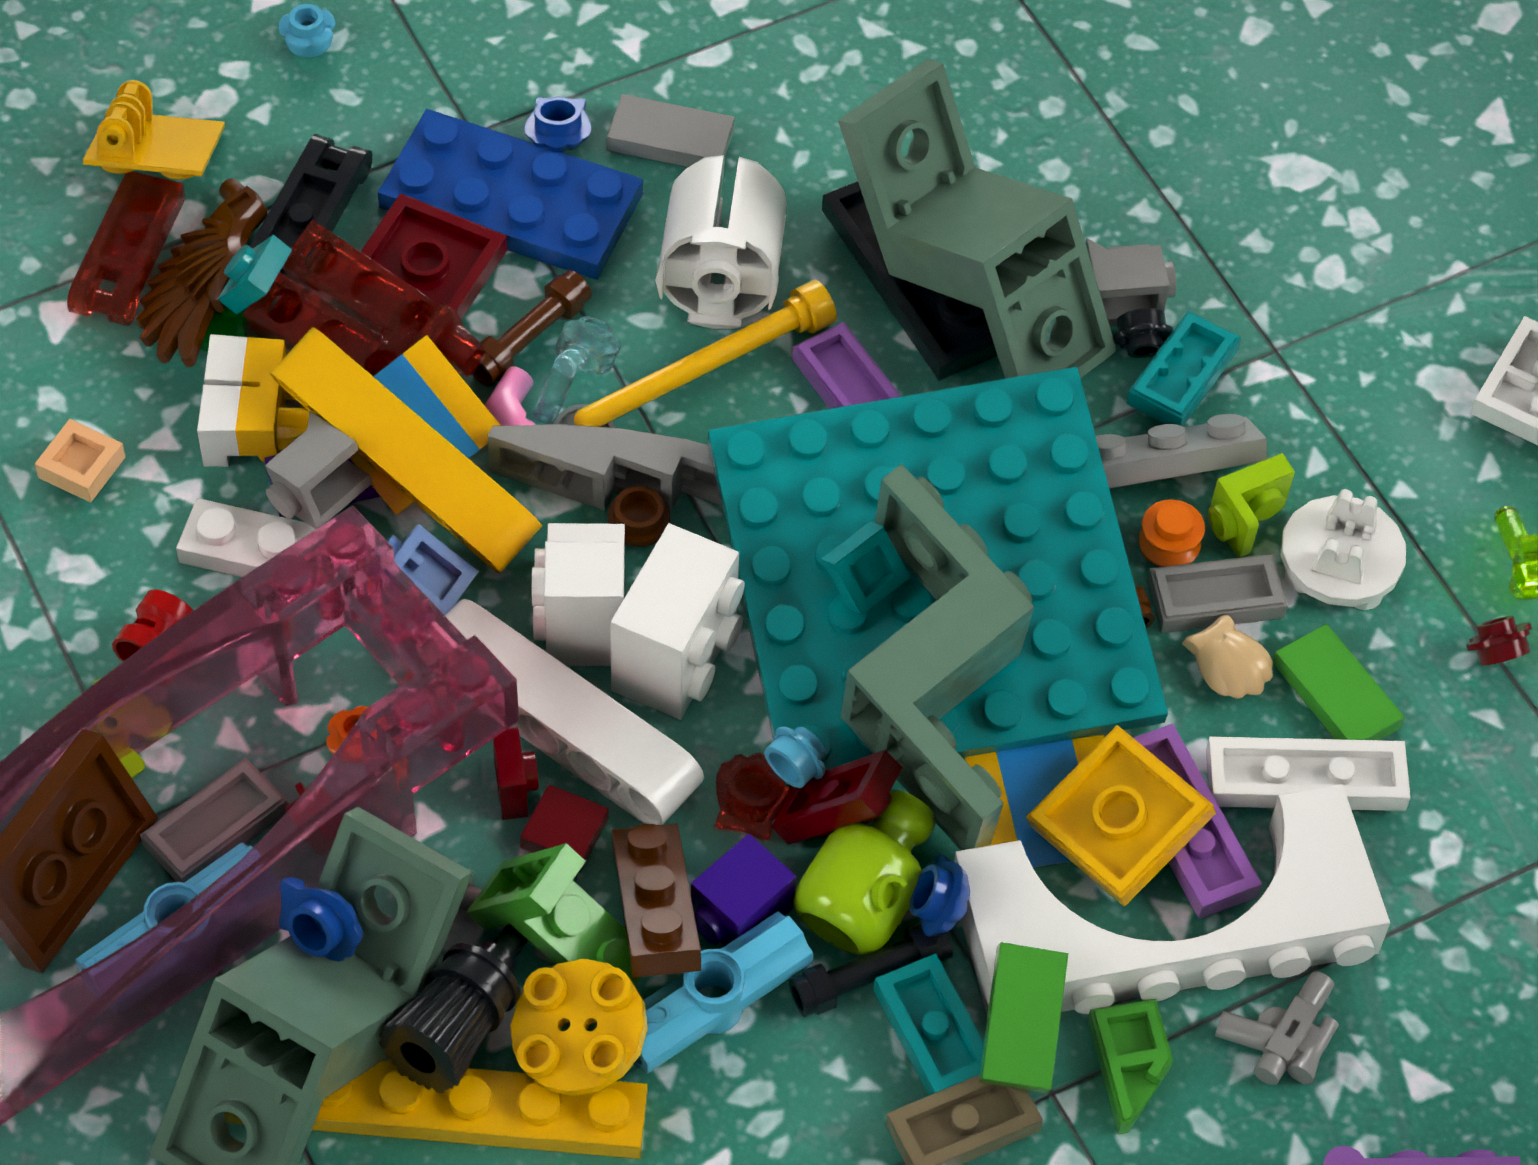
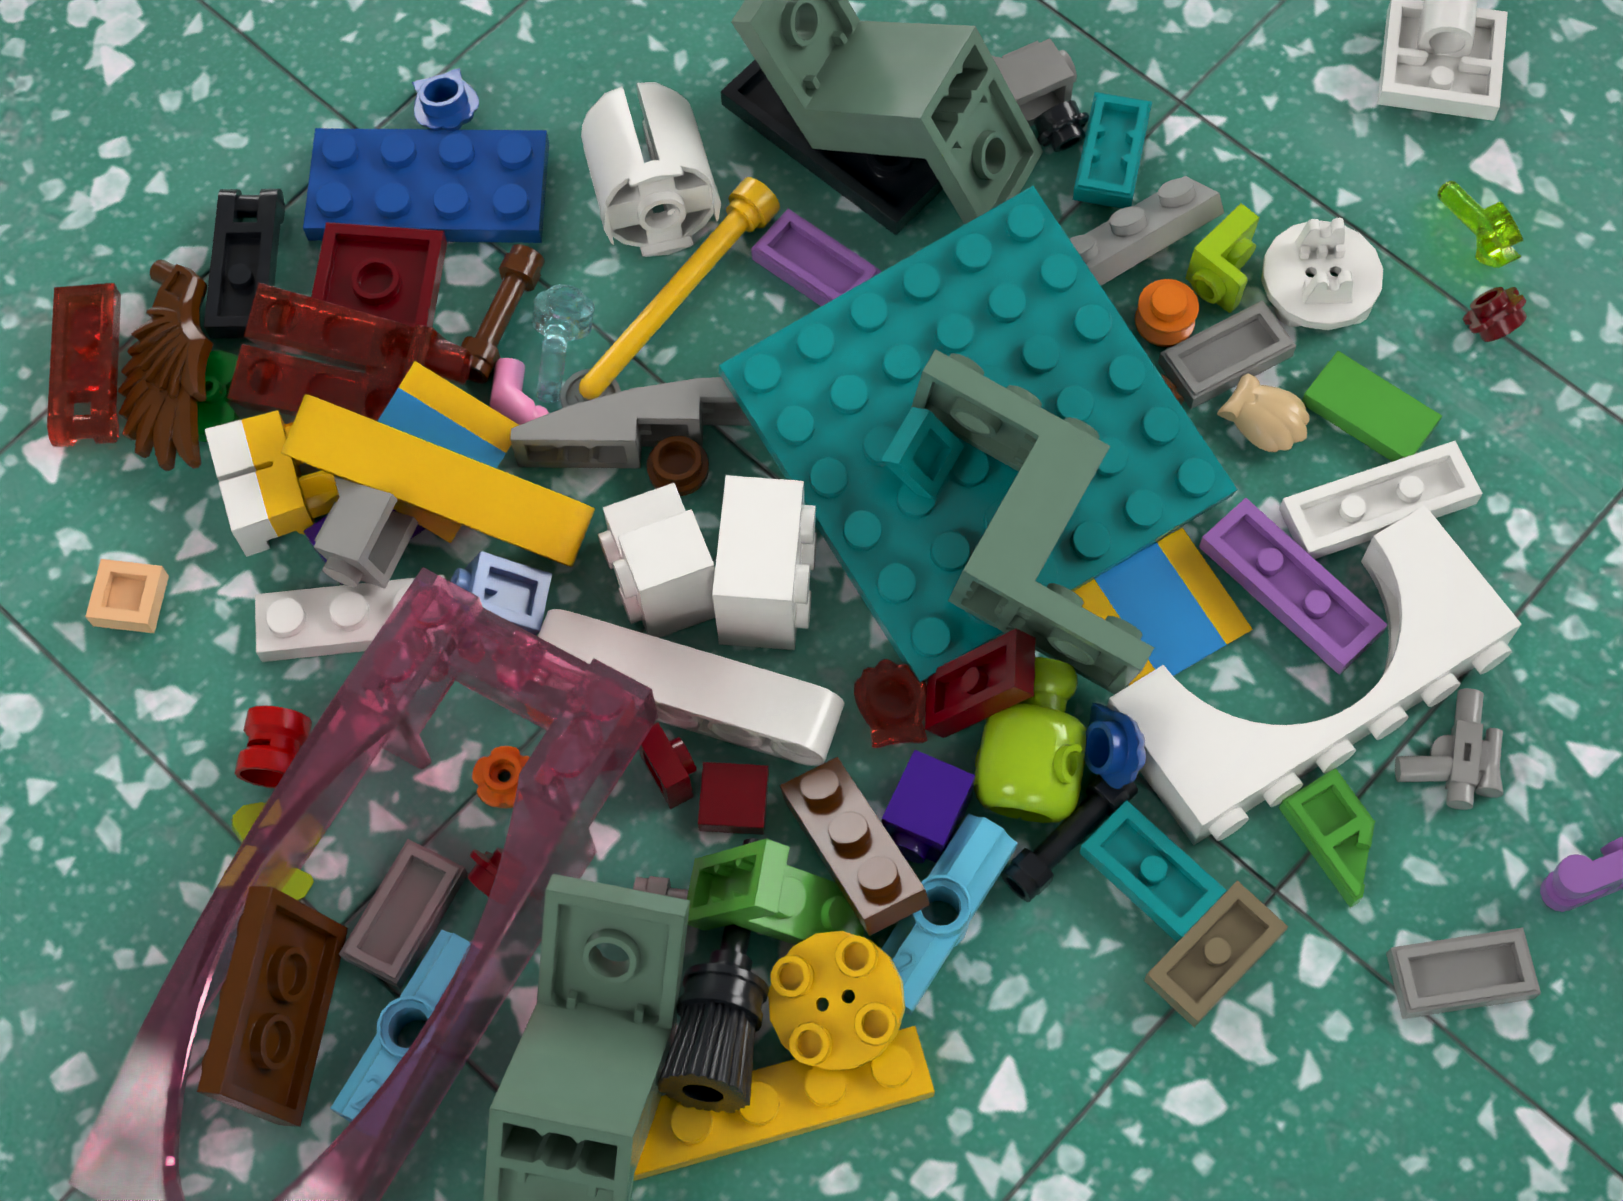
camera: 15 degrees left, 10 degrees up
(138, 140) = (67, 250): yellow hinge -> none
(253, 273) = (222, 354): teal plate -> none
(307, 30) = (171, 97): medium azure plate -> none
(319, 920) = (556, 996): blue animal -> none
(668, 131) = (551, 76): light grey tile -> none
(796, 756) = (926, 656): medium azure plate -> none
(1023, 1017) = (1239, 839): bright green tile -> none
(1121, 815) = (1237, 604): yellow tile -> none

